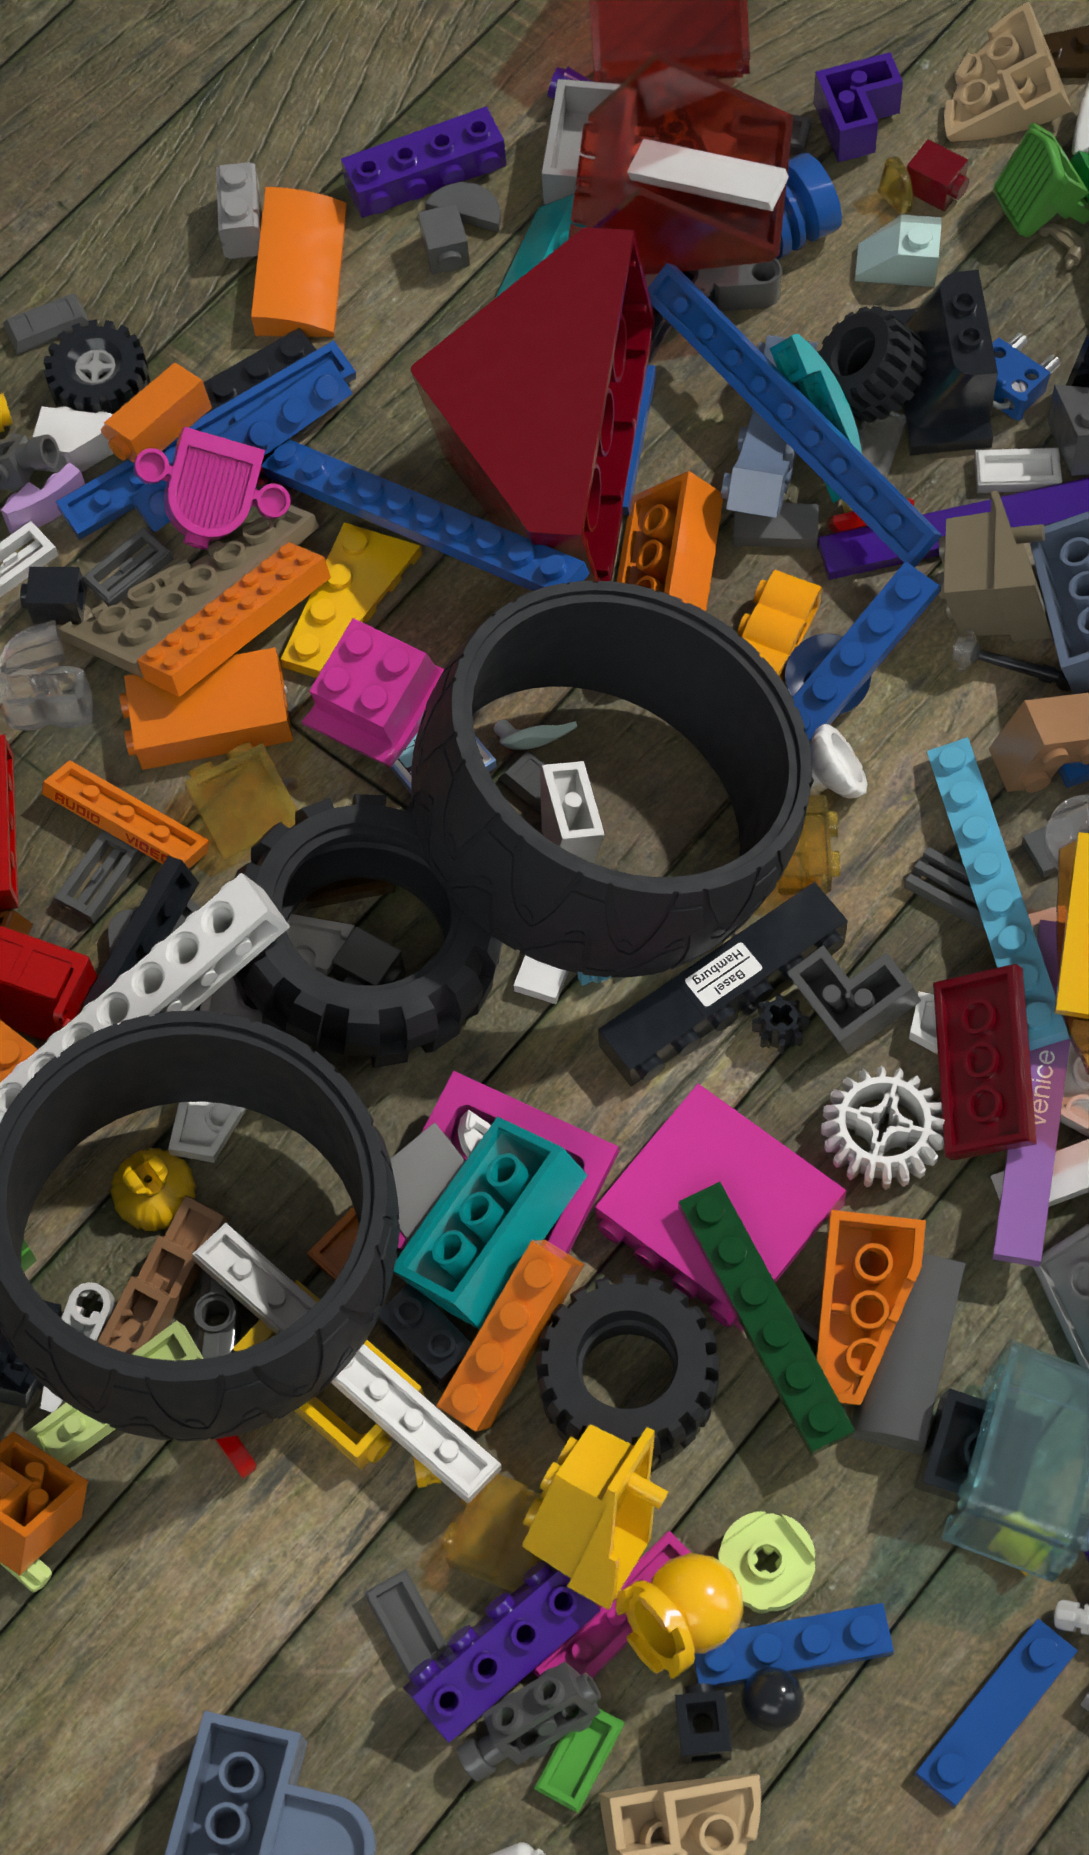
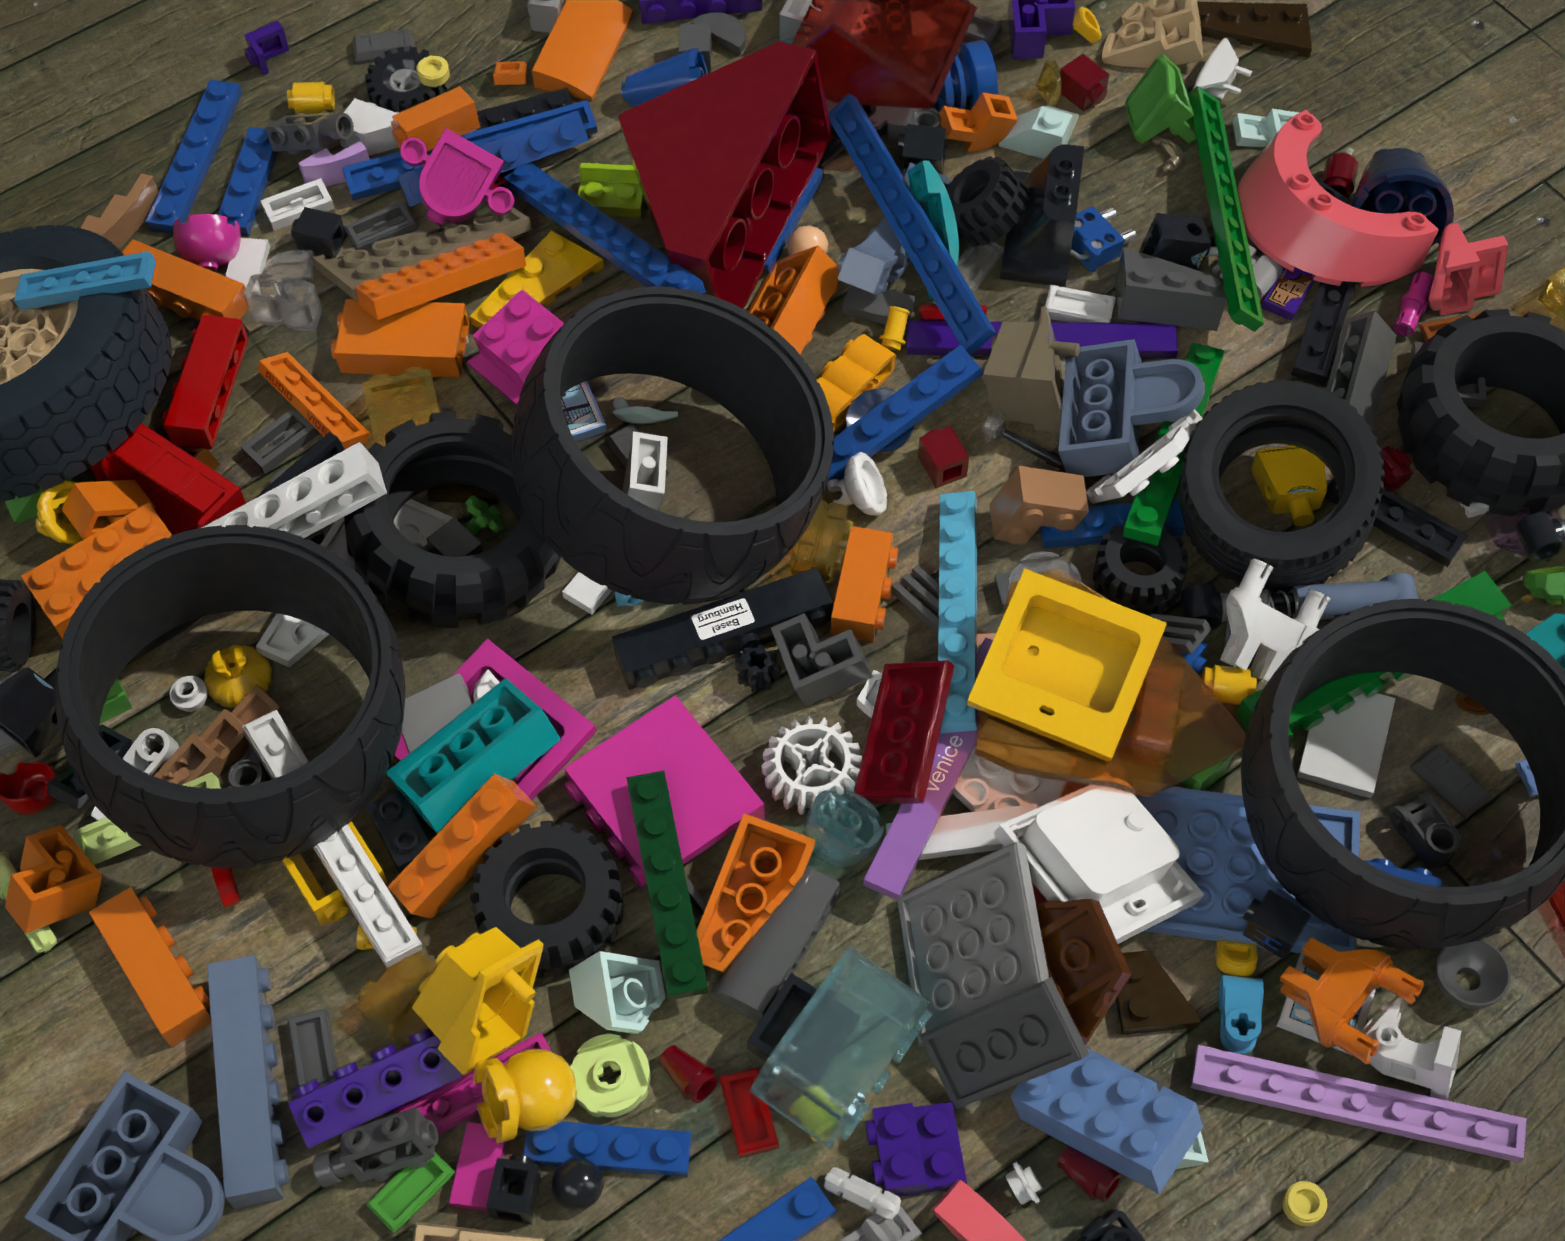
camera: 10 degrees right, 5 degrees down
(102, 1238) = (192, 701): none -> white plate
(130, 348) = (433, 71): none -> light yellow tile
(181, 1573) = (152, 967): none -> orange brick
(221, 324) = (510, 73): none -> orange tile
(342, 1681) = (245, 1082): none -> sand blue brick
(386, 913) = (482, 516): none -> bright green plant
(401, 450) = (611, 189): none -> lime bracket
(429, 296) = (663, 77): none -> blue cone
(649, 1712) = (475, 1168): none -> dark pink tile
(665, 463) = (805, 238): none -> light nougat piece
(708, 174) = (900, 36): white tile -> none
(745, 1460) = (617, 990): none -> light aqua slope
(774, 311) = (923, 144): none -> black brick
(807, 552) = (895, 328): none -> yellow pin
(832, 260) = (981, 126): none -> orange brick
(857, 1535) = (688, 1074): none -> dark red cone
(873, 887) = (864, 583): none -> orange brick
(916, 702) = (943, 456): none -> dark red brick
(918, 97) = (1086, 25): none -> yellow tile
(939, 1563) = (748, 1114): none -> red tile
(948, 1196) = (843, 828): none -> clear light blue cylinder

